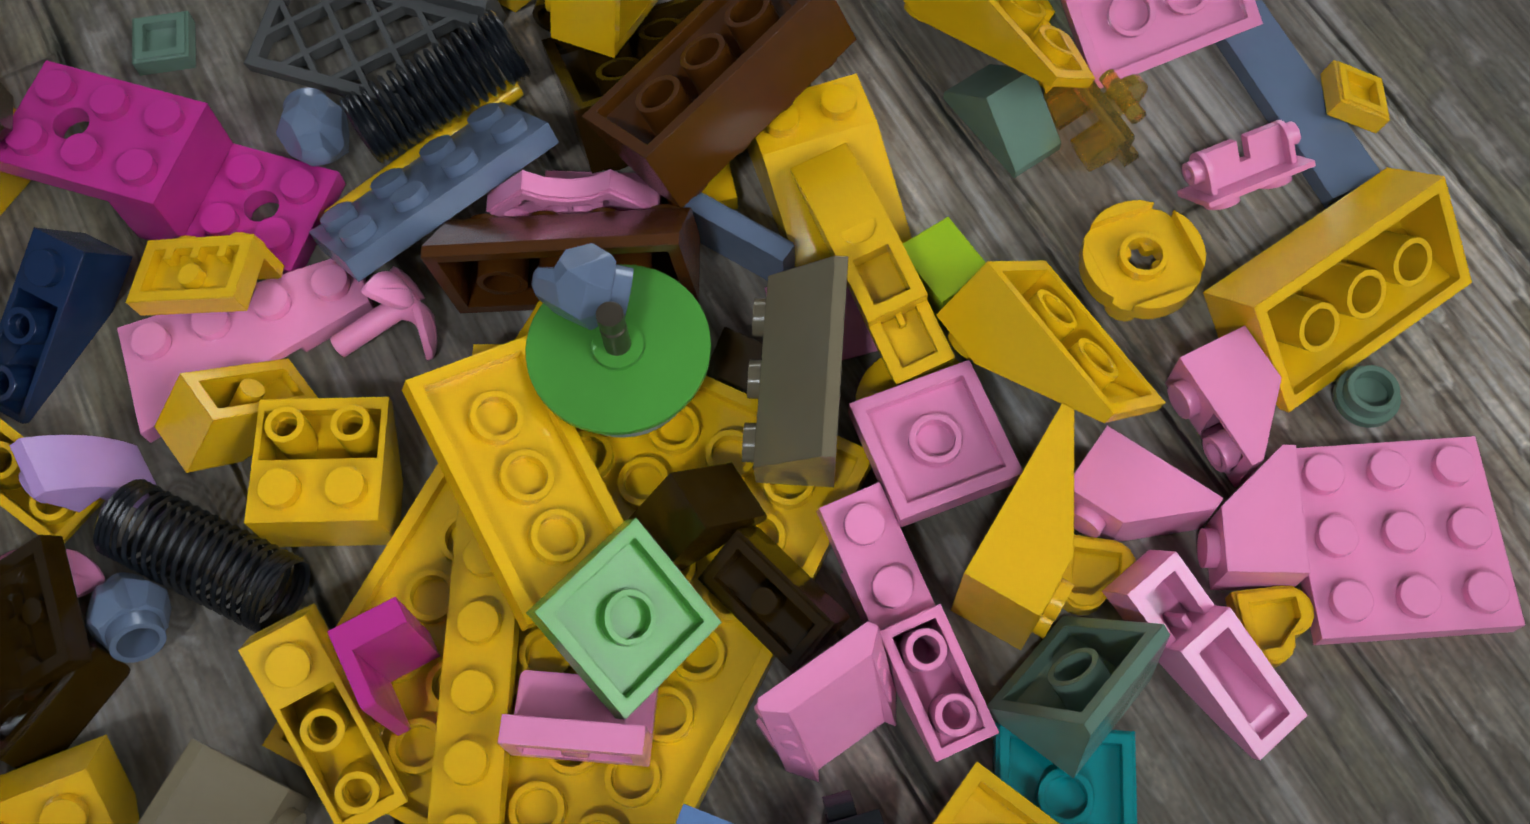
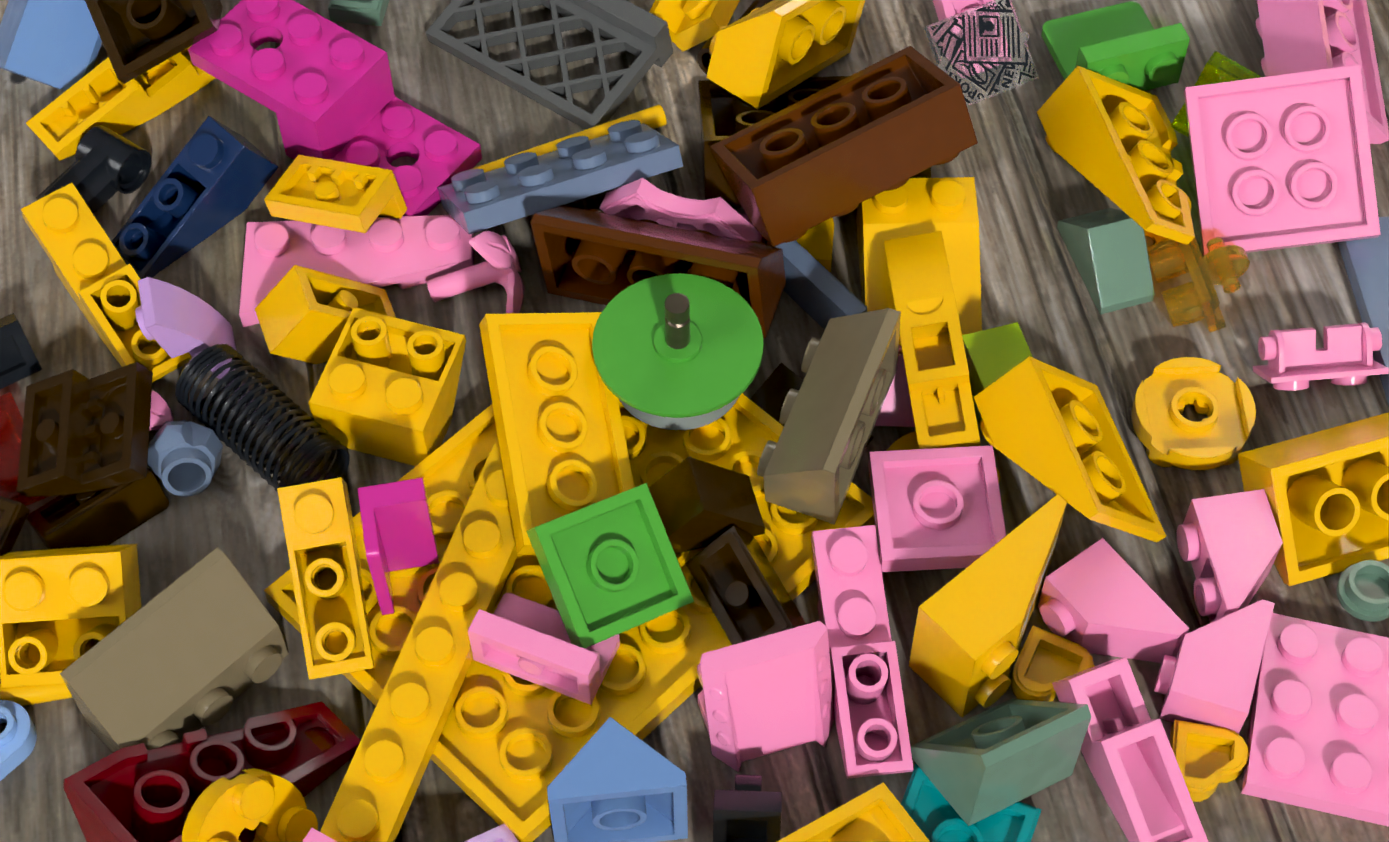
camera: 15 degrees right, 10 degrees down
(313, 127) = (470, 101): sand blue rock -> none
(494, 39) = (656, 70): black piece -> none
(583, 282) = (659, 273): sand blue rock -> none

